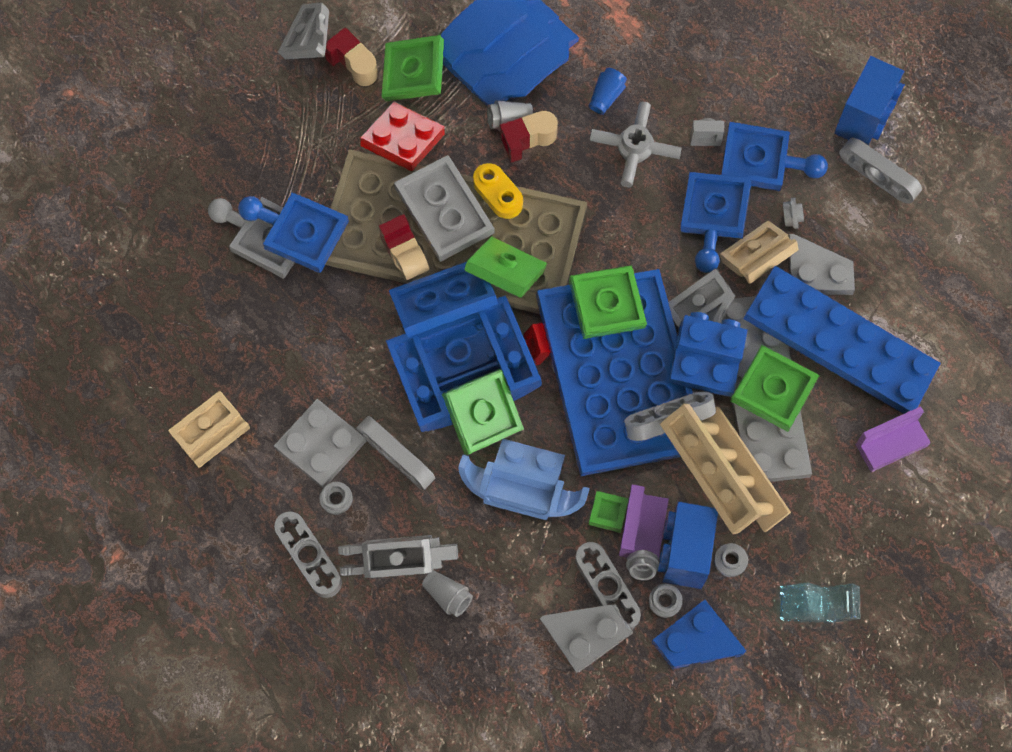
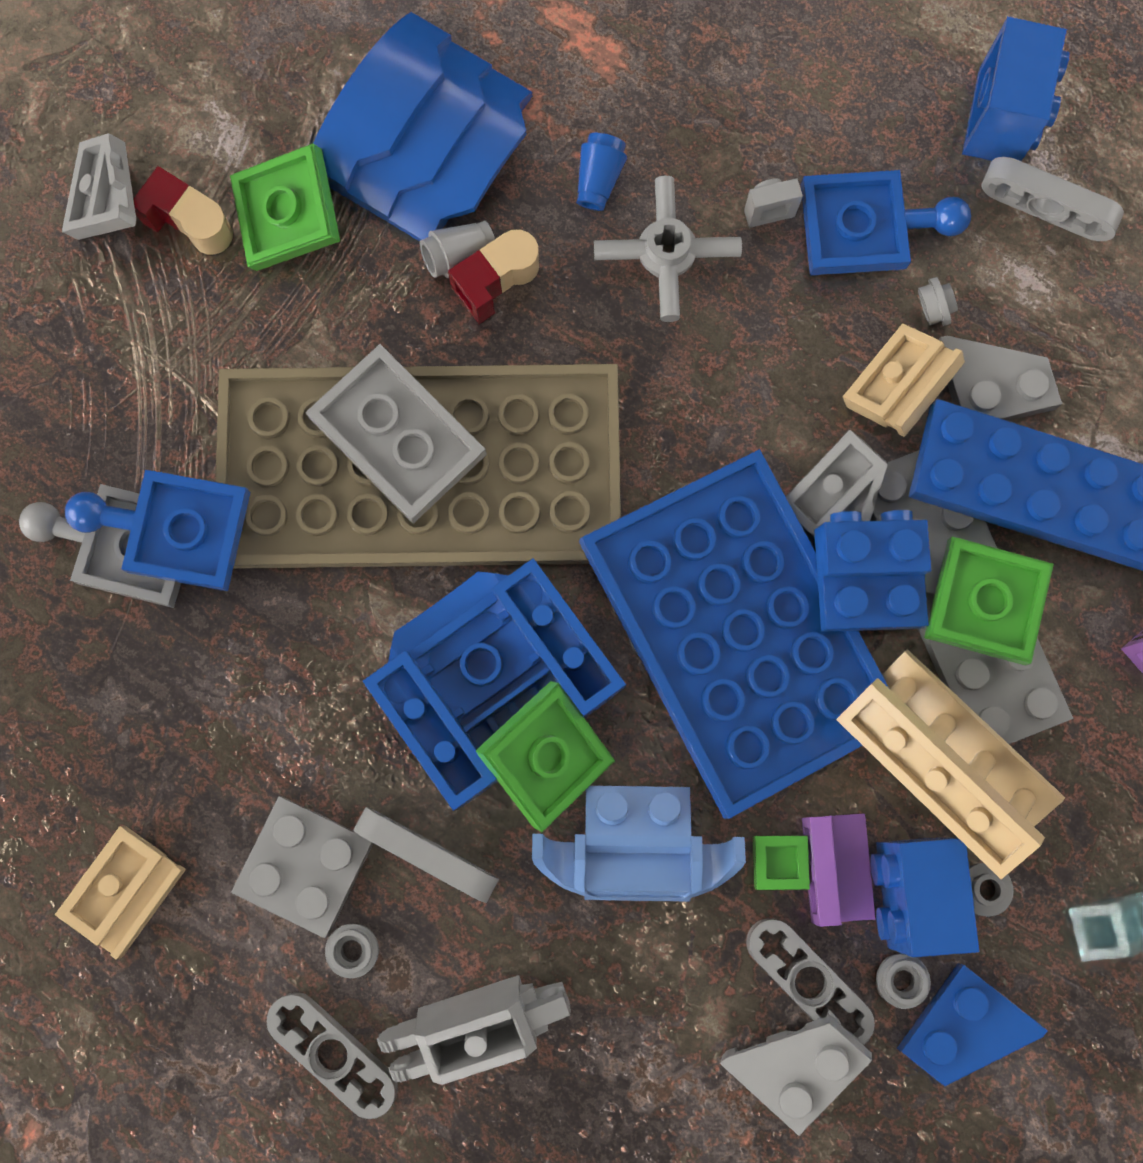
camera: 15 degrees left, 10 degrees up
(402, 136) = (298, 326): plate -> none
(403, 247) = (349, 517): leg -> none
(441, 299) = (434, 588): blue plate -> none
(447, 593) = (569, 1063): light grey cone -> none
(496, 189) = (472, 380): yellow plate -> none
(505, 267) = (520, 511): bright green plate -> none
(537, 342) = (599, 617): red plate -> none
(607, 302) = (697, 529): bright green plate -> none
(642, 564) = (856, 935): light grey plate -> none
(647, 425) = (876, 658): light grey beam -> none
(715, 208) = (819, 324): blue plate -> none

